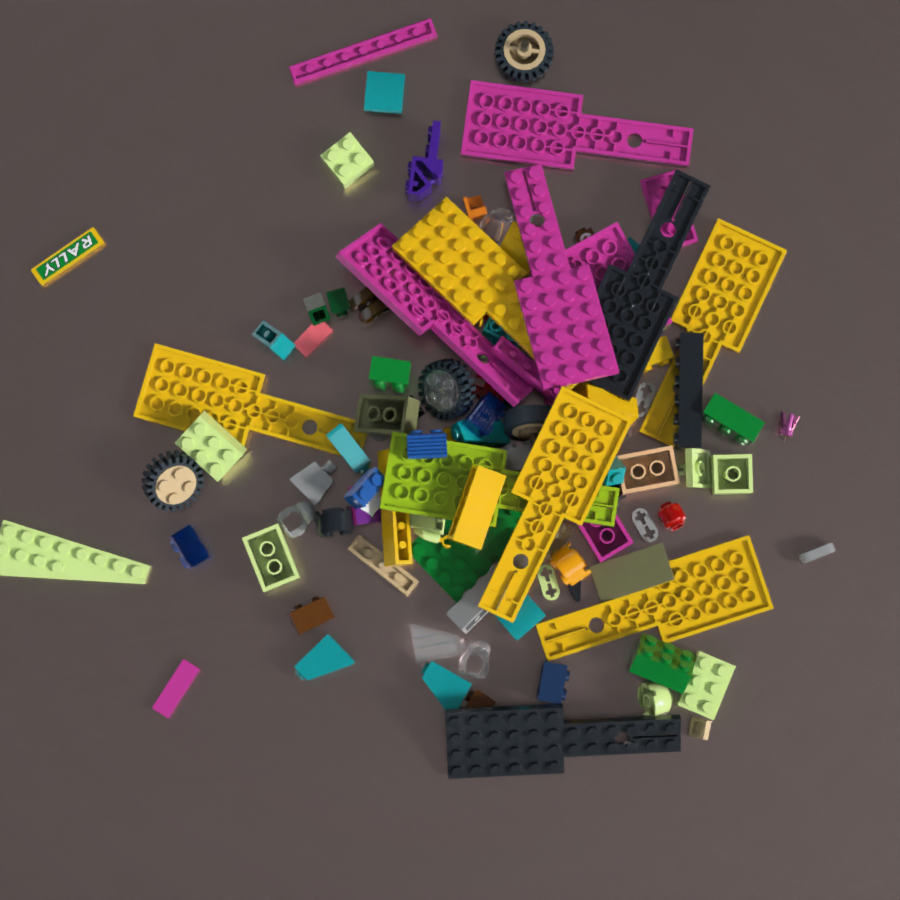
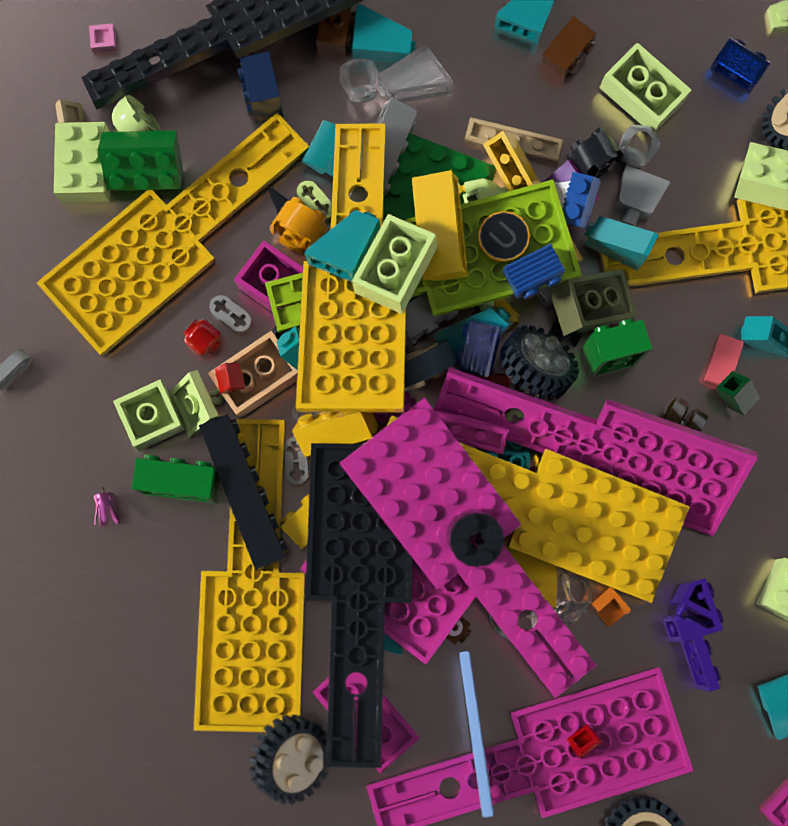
camera: 155 degrees right, 5 degrees down
(338, 303) = (718, 413): dark green brick -> none
(434, 481) = (503, 237): none -> black tile
(523, 487) = (395, 263): none -> yellowish green brick
(534, 129) = (583, 741): none -> red slope
(548, 518) = (344, 245): none -> teal slope
(559, 287) = (482, 551): none -> black brick
(603, 165) = (476, 734): none -> light blue tile
(632, 572) = (220, 250): olive tile -> none
(651, 782) = (102, 37): none -> bright pink tile
(666, 471) = (229, 377): none -> red slope
(731, 202) = (289, 759): none -> wheel

